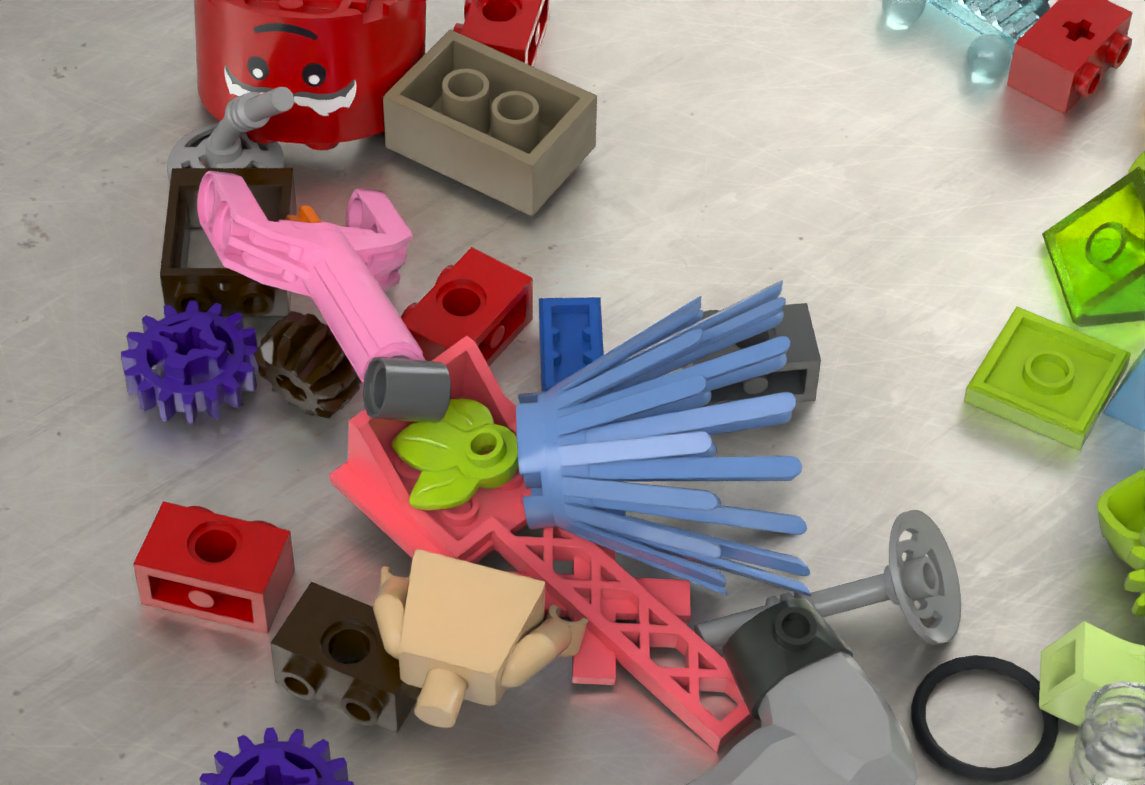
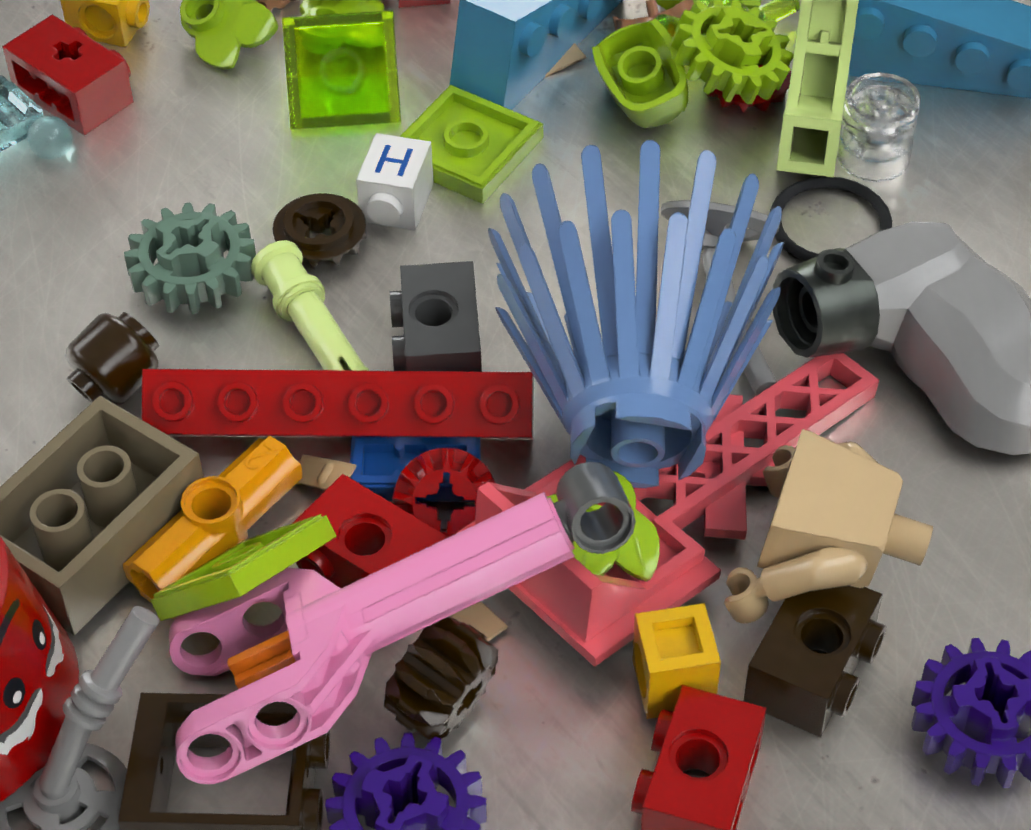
camera: 85 degrees left, 0 degrees up
(327, 533) = (671, 651): none -> yellow brick
(415, 214) = (242, 567): none -> lime tile
(498, 211) = (214, 516): none -> light orange piece
(527, 359) = (423, 478): none -> red gear
(563, 286) = (322, 472): none -> tan piece
(623, 235) = (339, 403): none -> red brick
(684, 124) = (111, 358): none -> dark brown head
(778, 251) = (301, 300): none -> yellowish green pin
(823, 165) = (190, 258): none -> sand green gear
(878, 244) = (316, 214): none -> dark brown gear
(955, 309) = (395, 181): none -> white brick

